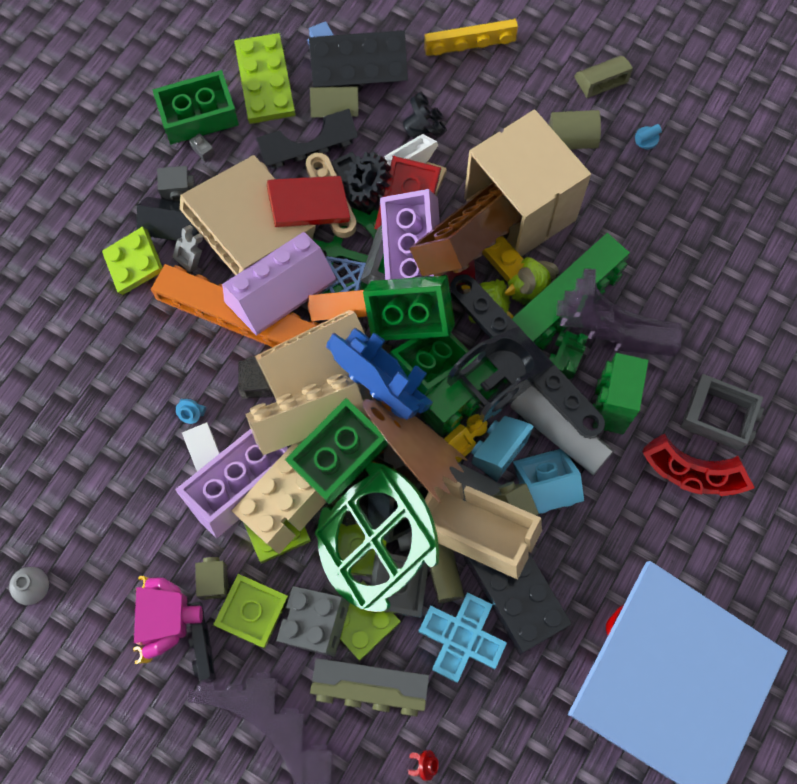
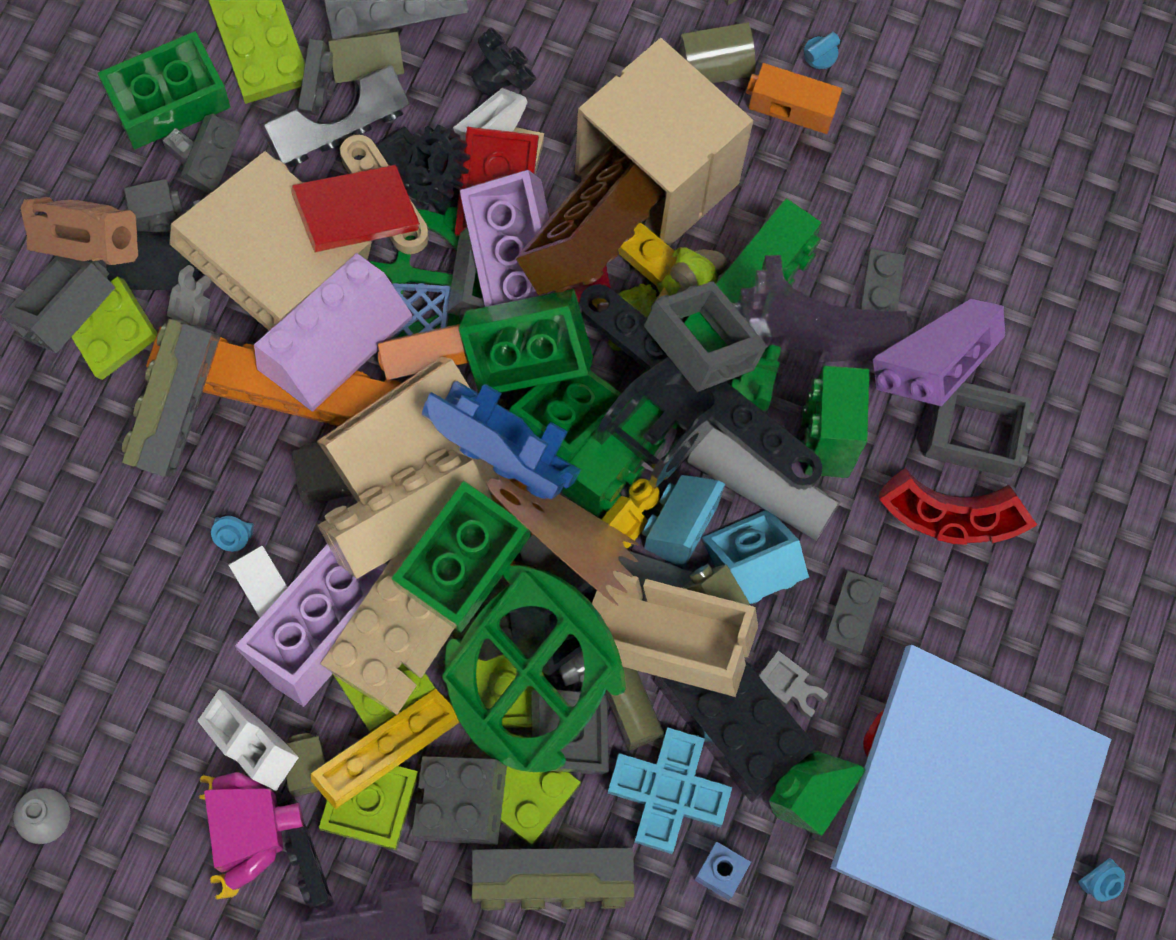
camera: 15 degrees left, 0 degrees up
(101, 237) = (58, 302): none -> dark grey window
(124, 193) = (80, 230): none -> nougat piece
(162, 312) = (170, 397): none -> dark grey piece
(174, 556) = (247, 740): none -> white slope
(219, 152) = (210, 154): none -> dark grey plate
(267, 576) = (384, 748): none -> yellow plate
(294, 120) = (317, 63): none -> dark grey plate
(481, 705) = (722, 885): none -> medium blue plate
(524, 338) = (686, 352): none -> dark grey window
(557, 572) = (787, 683): none -> light grey plate
(565, 655) = (815, 791): none -> green slope
(612, 530) = (853, 613): none -> dark grey plate
(623, 166) = (793, 98): none -> orange brick
(667, 300) = (882, 281): none -> dark grey plate
(702, 357) = (941, 354): none -> medium lavender slope
(768, 755) = (1104, 881): none -> dark azure plate

